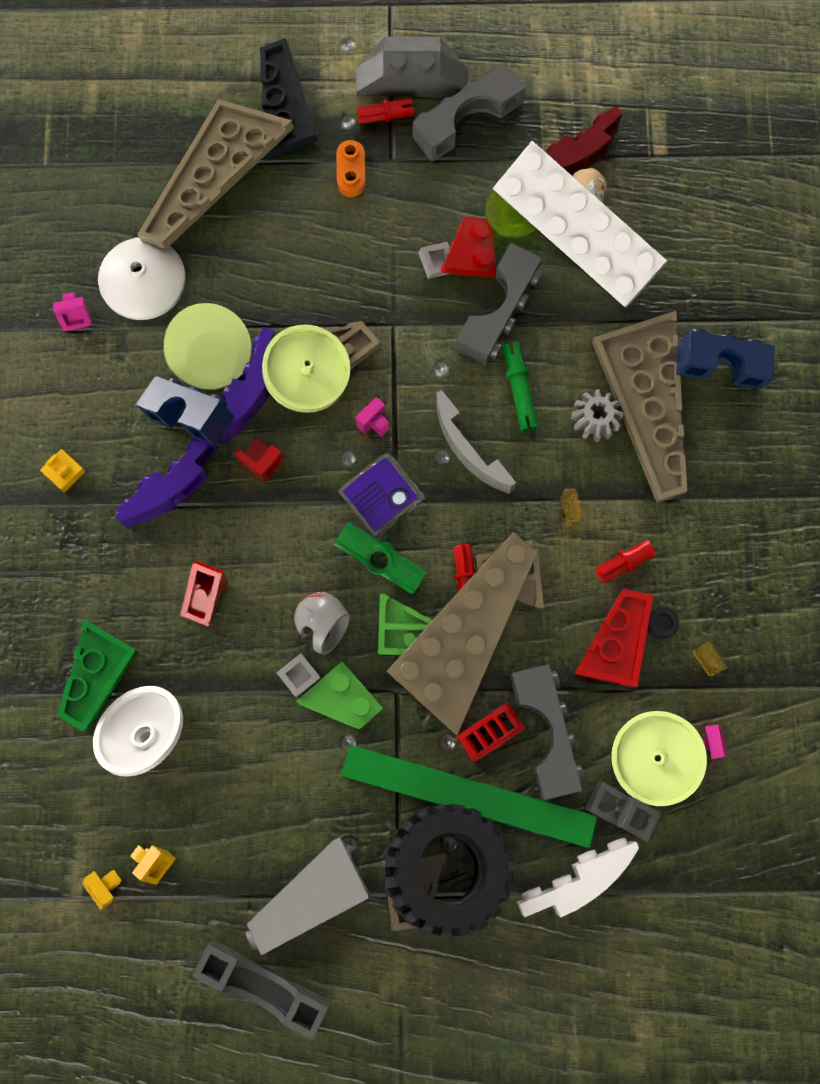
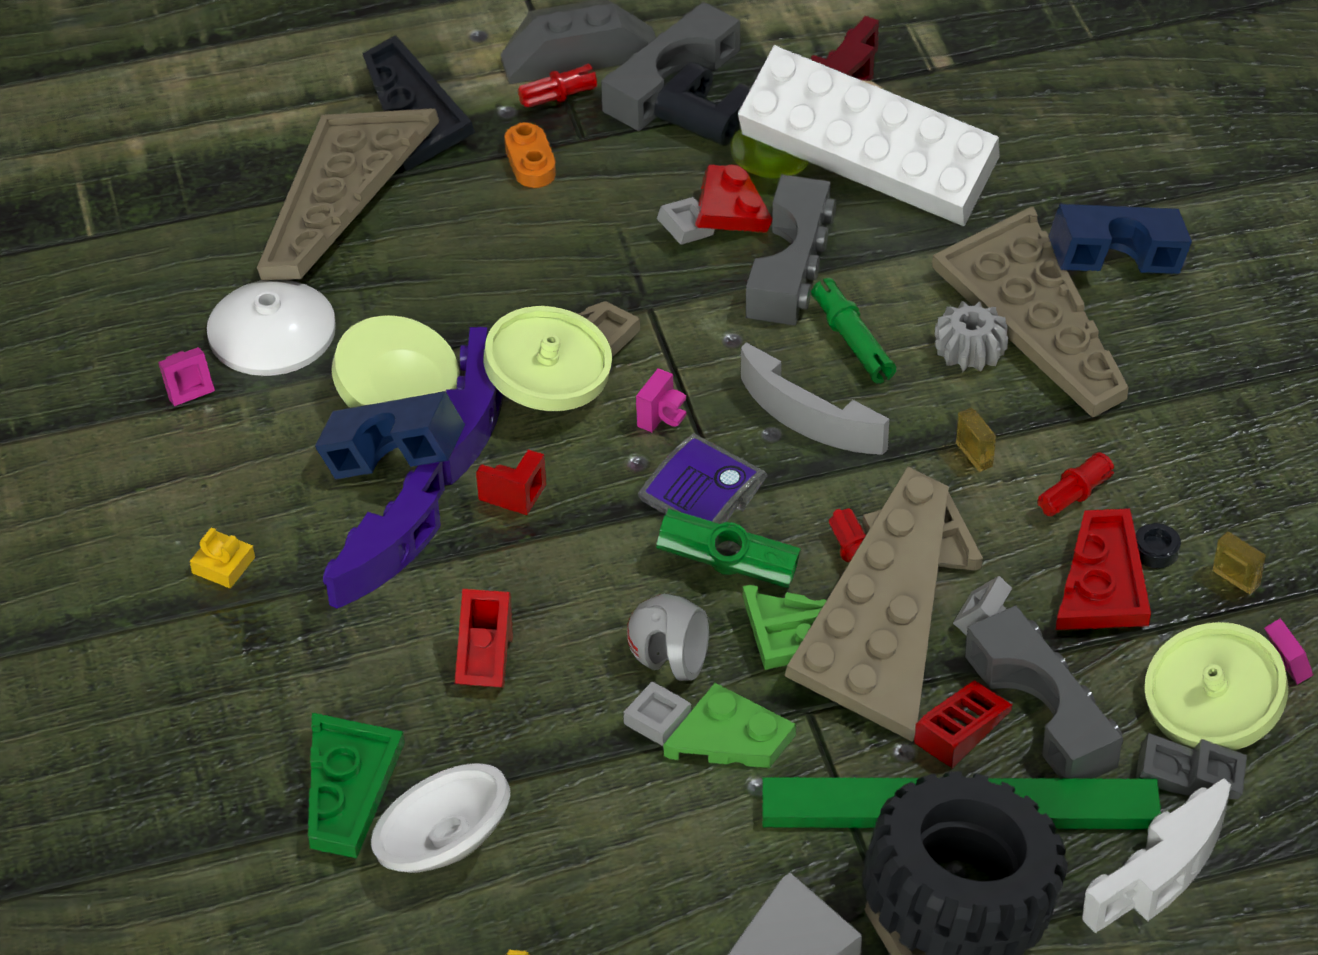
camera: 15 degrees left, 30 degrees down
(465, 154) = (685, 105): none -> black connector
(531, 648) = (983, 603): none -> light grey plate

